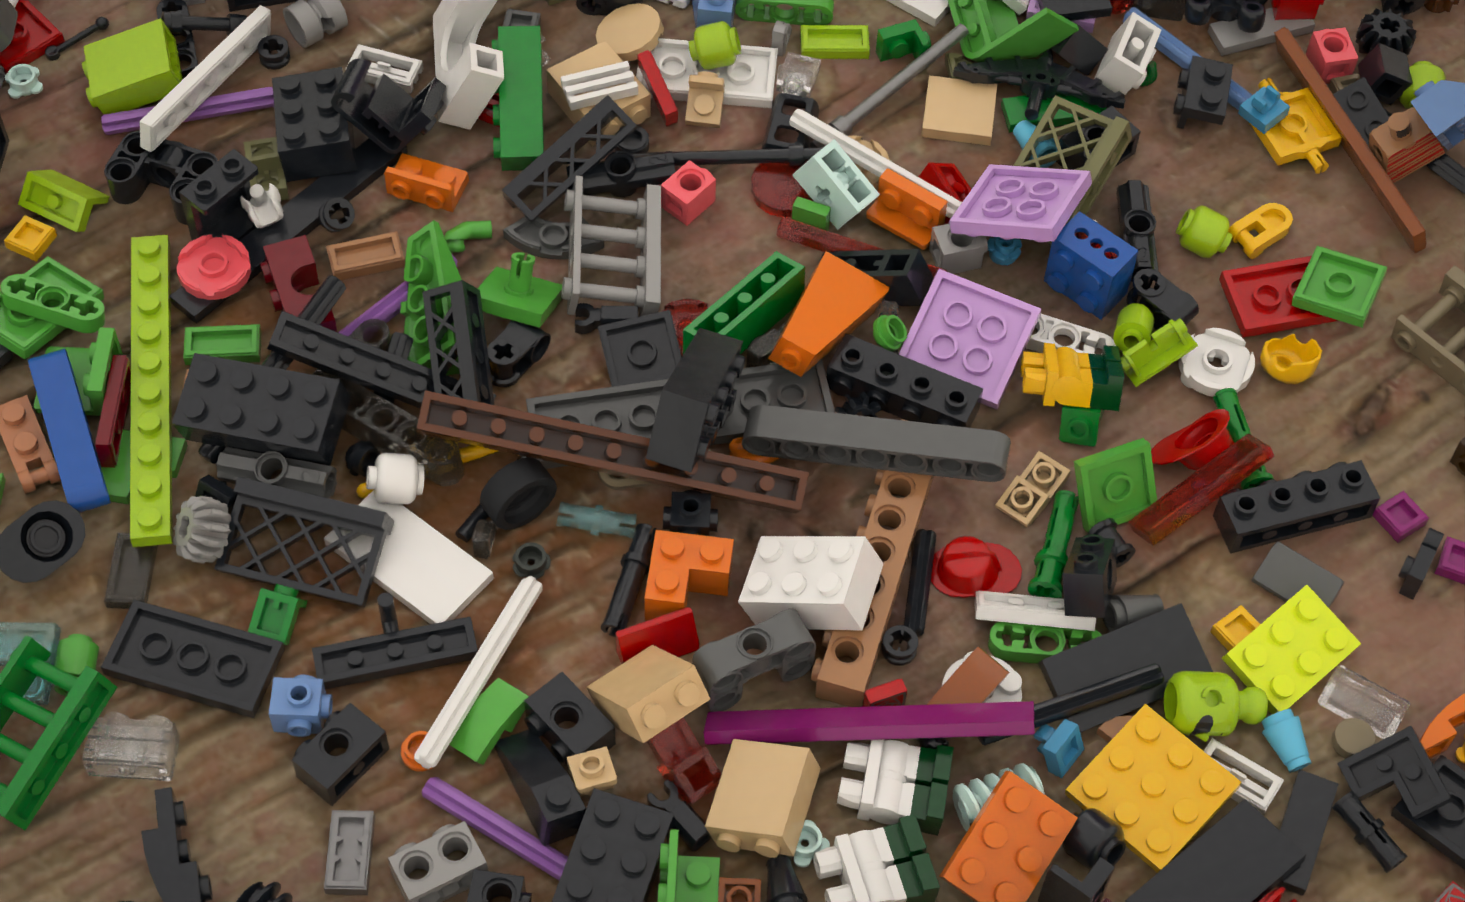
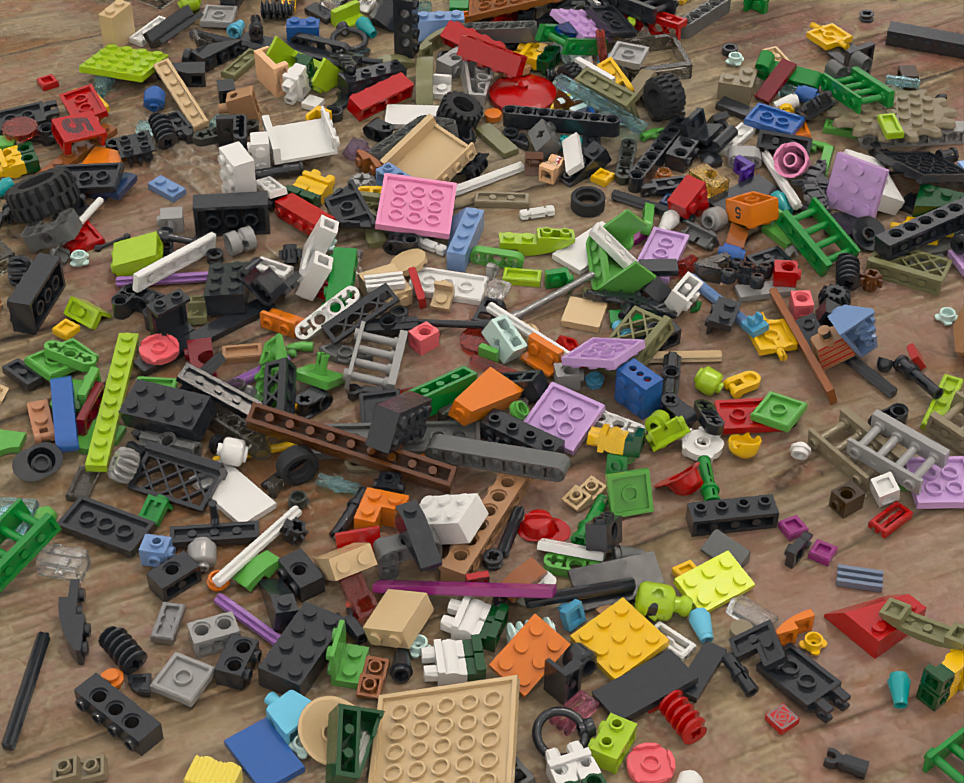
camera: 10 degrees right, 15 degrees down
(264, 206) = (193, 323): white arm -> none
(339, 204) = (227, 336): black bush -> none
(383, 698) = (203, 552): none -> light grey head
(413, 36) = (290, 254): none -> black gear
(504, 158) = (325, 311): none -> white beam
(547, 625) = (294, 531): none -> black gear
(592, 771) = (306, 593): tan bracket -> none
(715, 45) = (453, 270): lime head -> none
(776, 639) = (417, 535): none -> black slope
(1107, 529) = (627, 526): black bush -> none
(1163, 179) = (691, 356): none -> tan axle
(1201, 489) = (677, 499): clear red tile -> none
(1241, 327) = (708, 417): none -> black beam
(1386, 358) = (800, 451): none -> white plate

